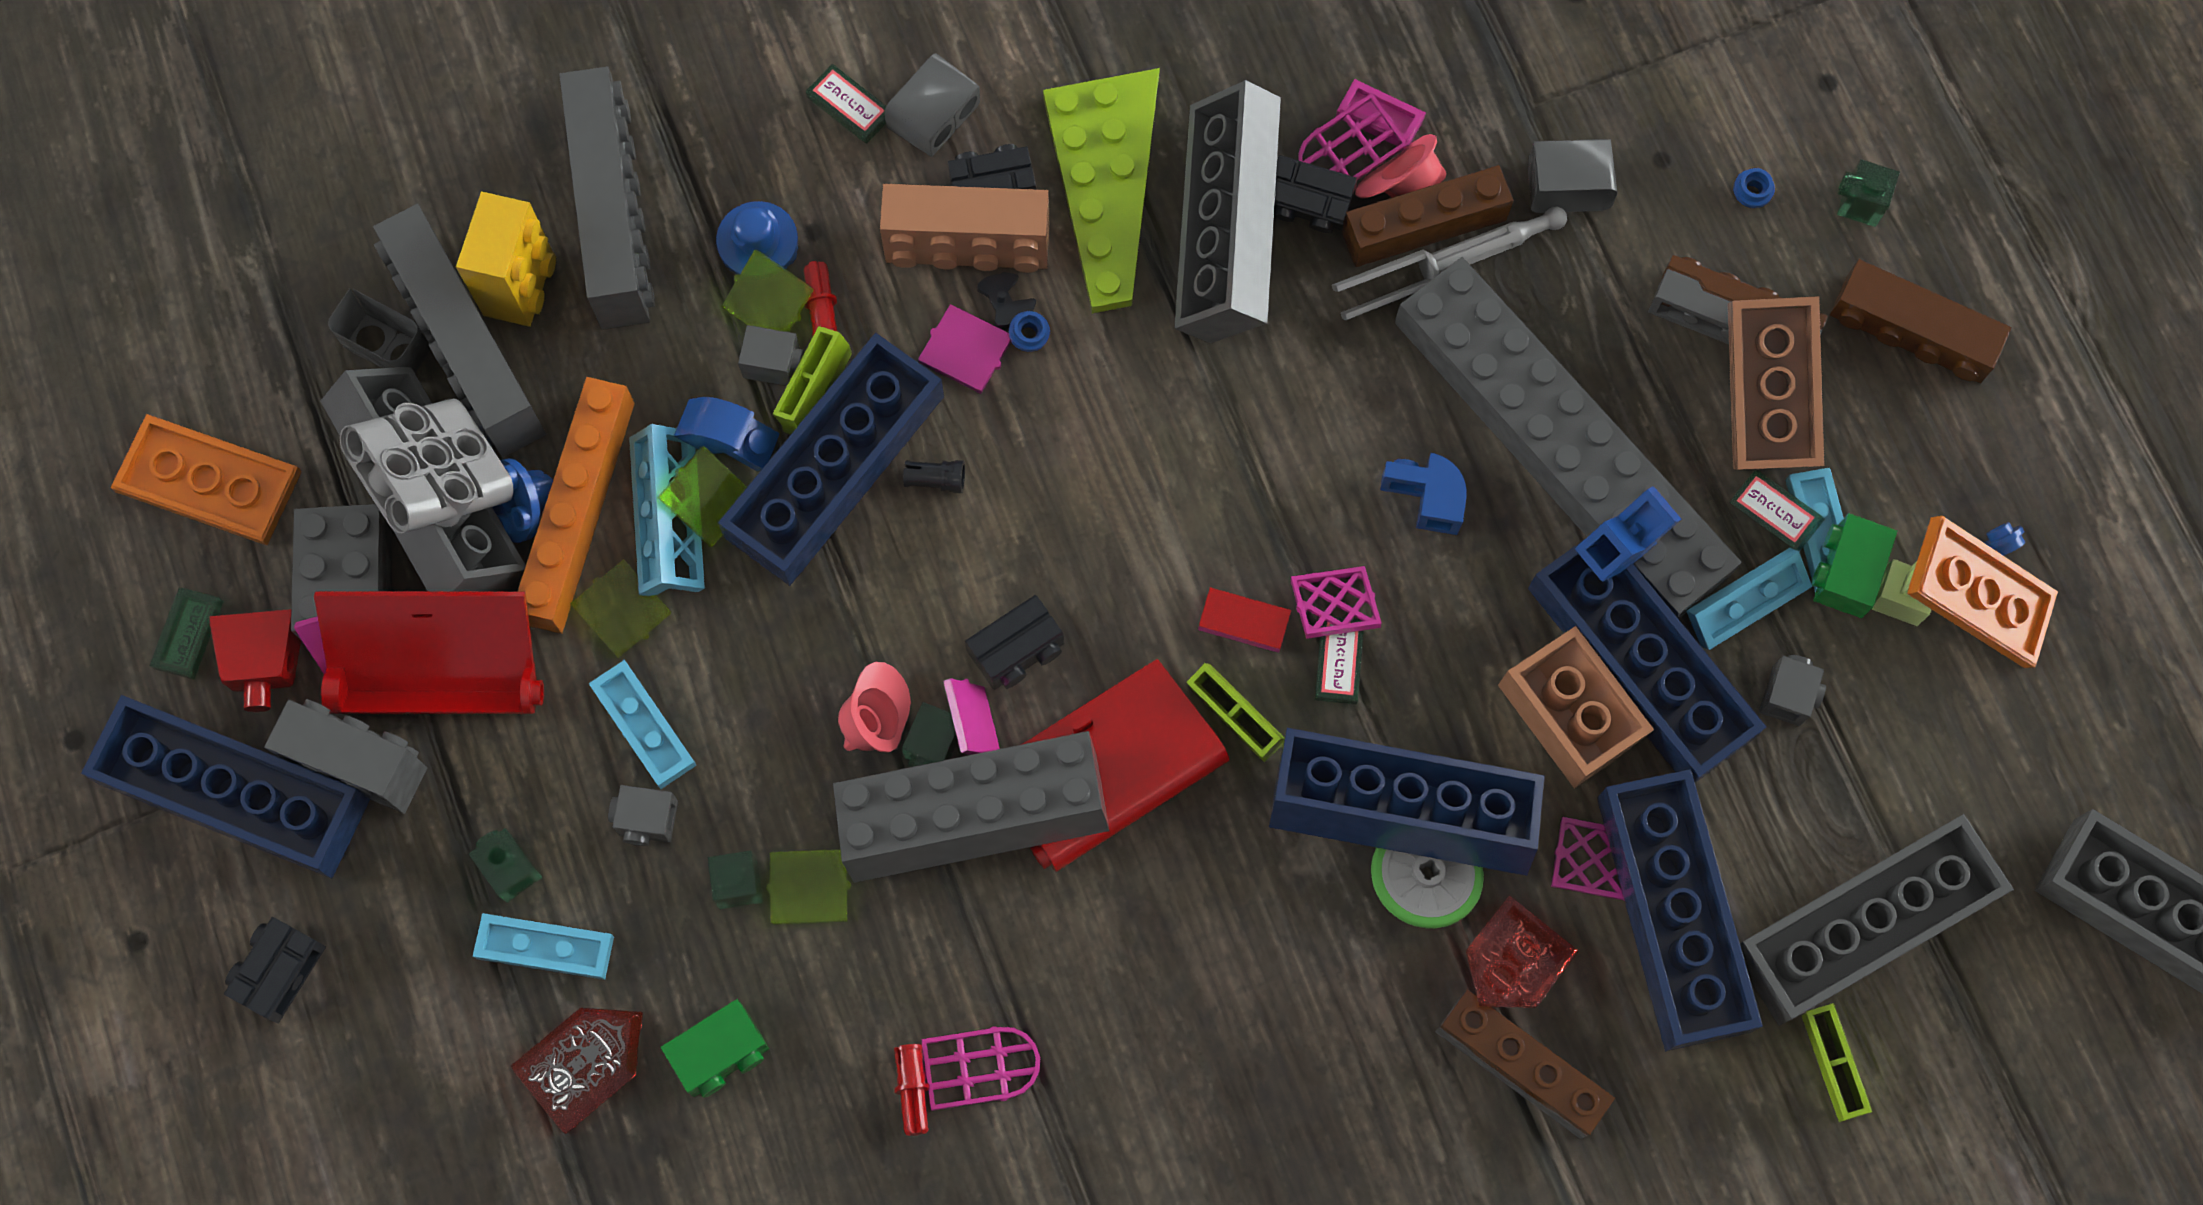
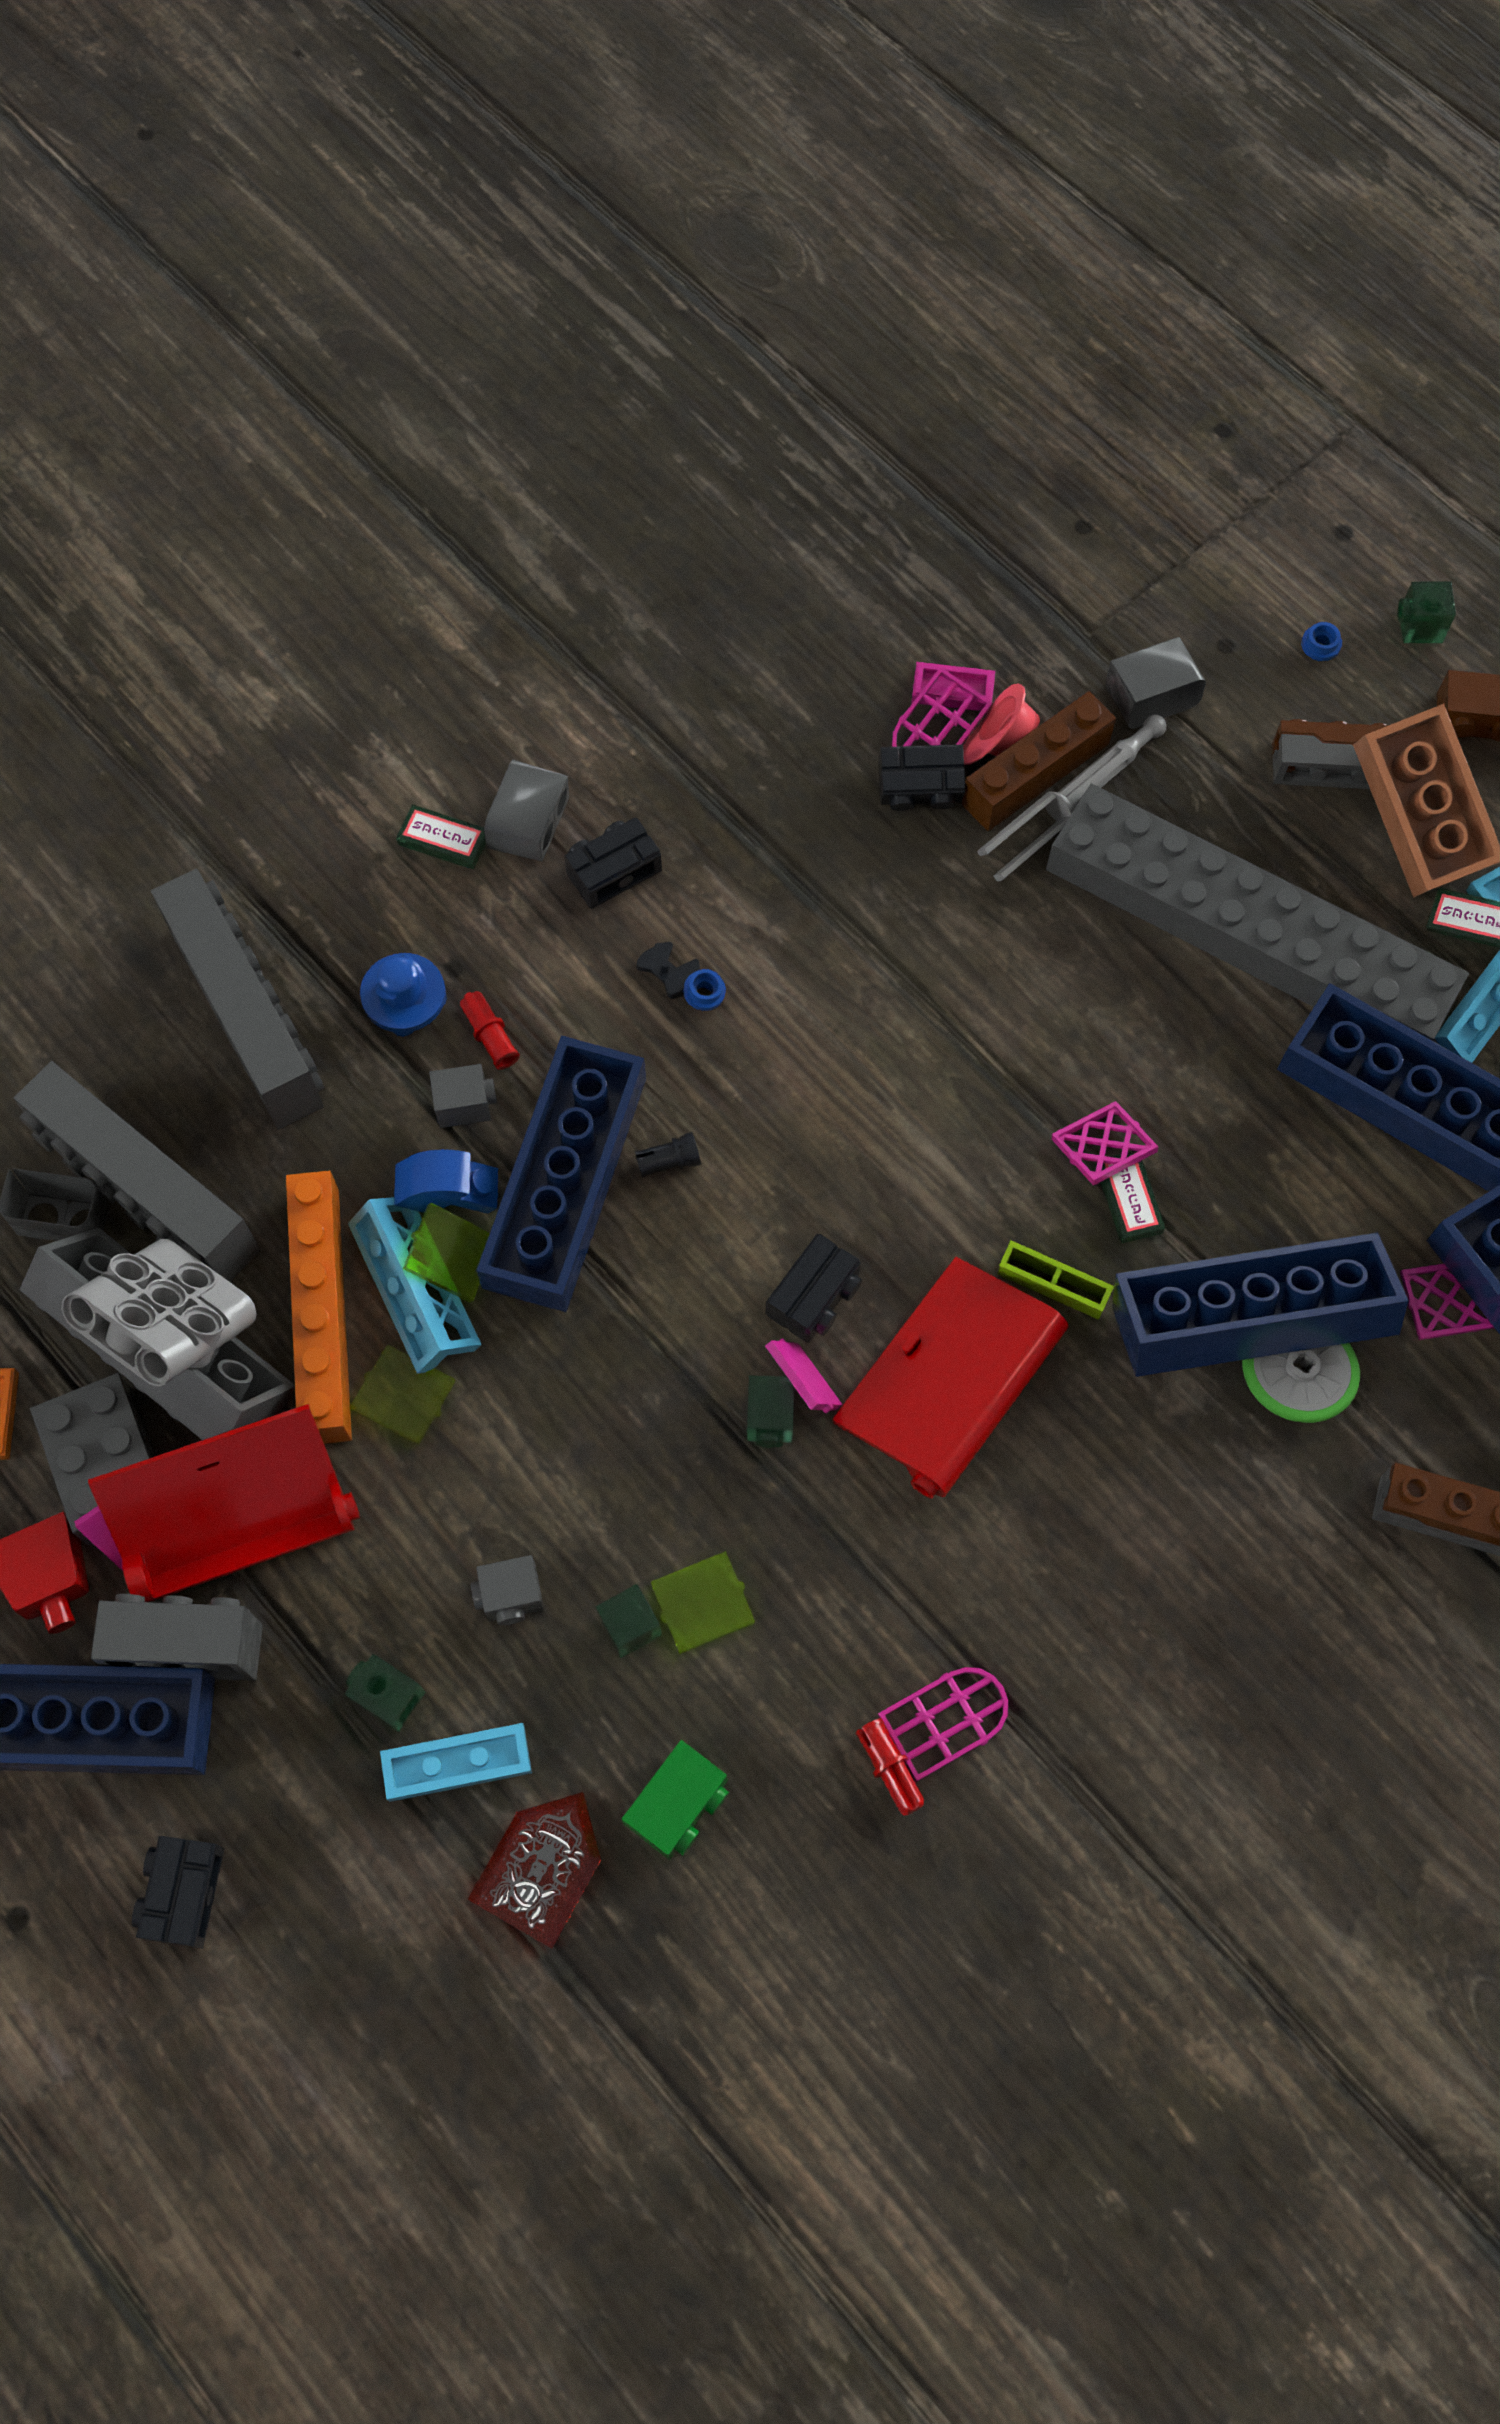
camera: 20 degrees left, 5 degrees down
(506, 259) = (162, 1085): yellow brick -> none
(524, 510) = (271, 1332): blue plate -> none
(642, 724) = (471, 1500): medium azure plate -> none
(767, 295) = (433, 1039): clear neon green piece -> none
(814, 375) = (519, 1108): lime piece -> none
(875, 710) = (703, 1403): coral piece -> none
(965, 227) = (608, 909): nougat brick -> none
(965, 349) = (649, 1026): dark pink piece -> none
(970, 807) = (840, 1460): dark grey brick -> none
(1103, 160) = (710, 809): lime wing -> none
(1228, 213) = (855, 816): dark grey brick -> none
(1244, 620) = (1024, 1190): red tile -> none
(1438, 485) = (1156, 1003): blue brick -> none
(1516, 958) = (1425, 1416): clear red tile -> none
(1575, 706) = (1374, 1160): nougat slope -> none
(1629, 535) = (1364, 976): blue brick -> none

